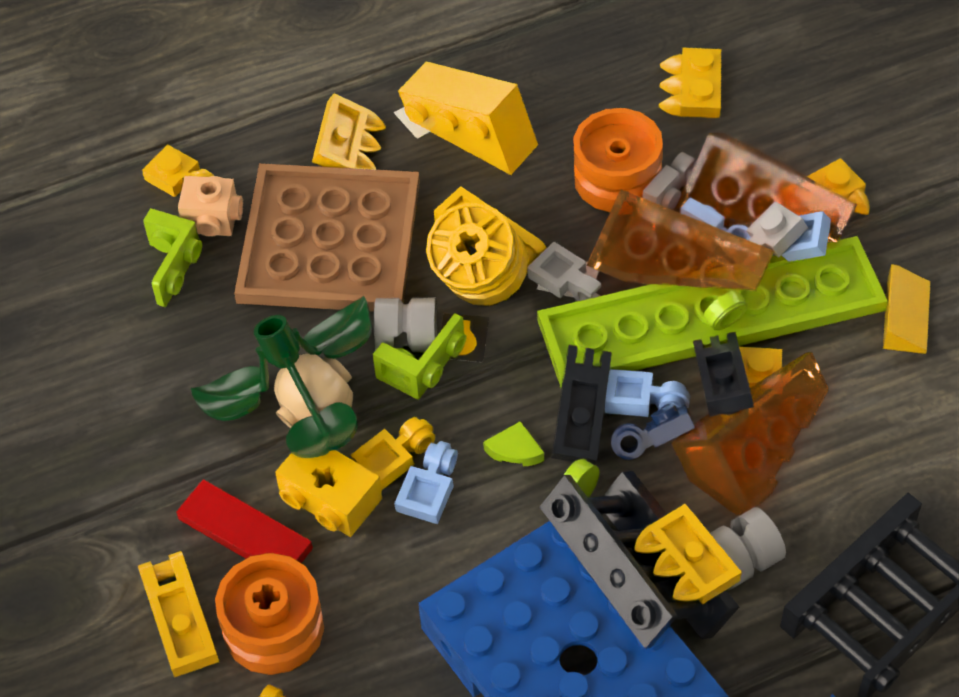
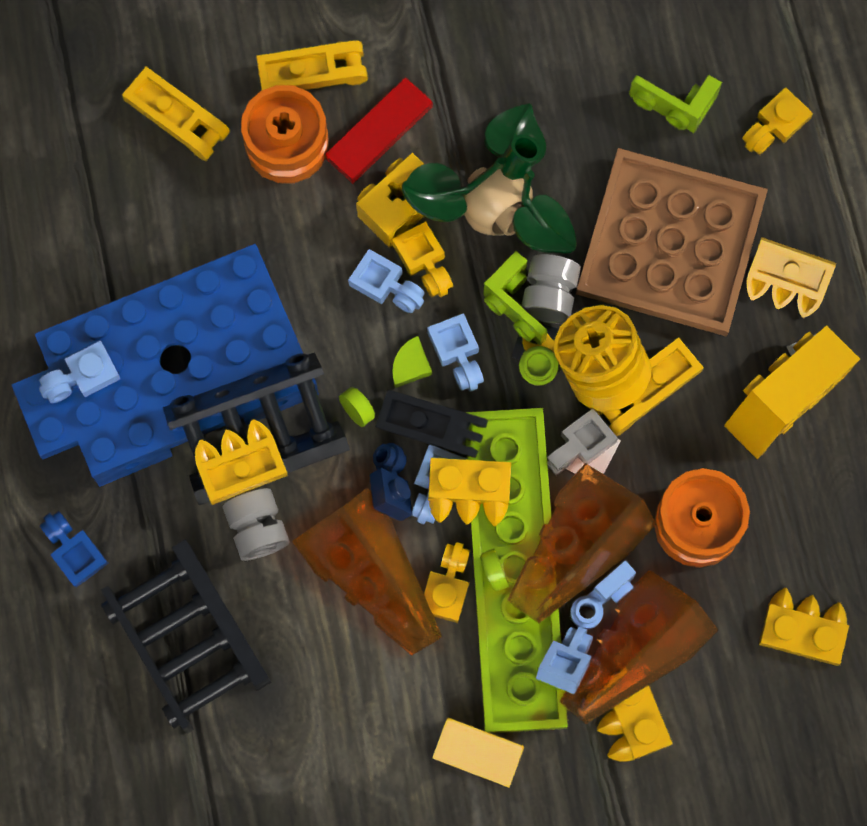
camera: 100 degrees right, 20 degrees up
(210, 204) = (722, 137): light nougat brick -> none
(485, 407) = (454, 343): none -> light blue plate
(489, 328) = (538, 365): none -> lime plate
(641, 356) = (469, 485): none -> yellow plate
(666, 185) = (660, 557): light grey plate -> none
(723, 376) = (421, 544): black hinge -> none
(777, 229) = (572, 636): light grey plate -> none

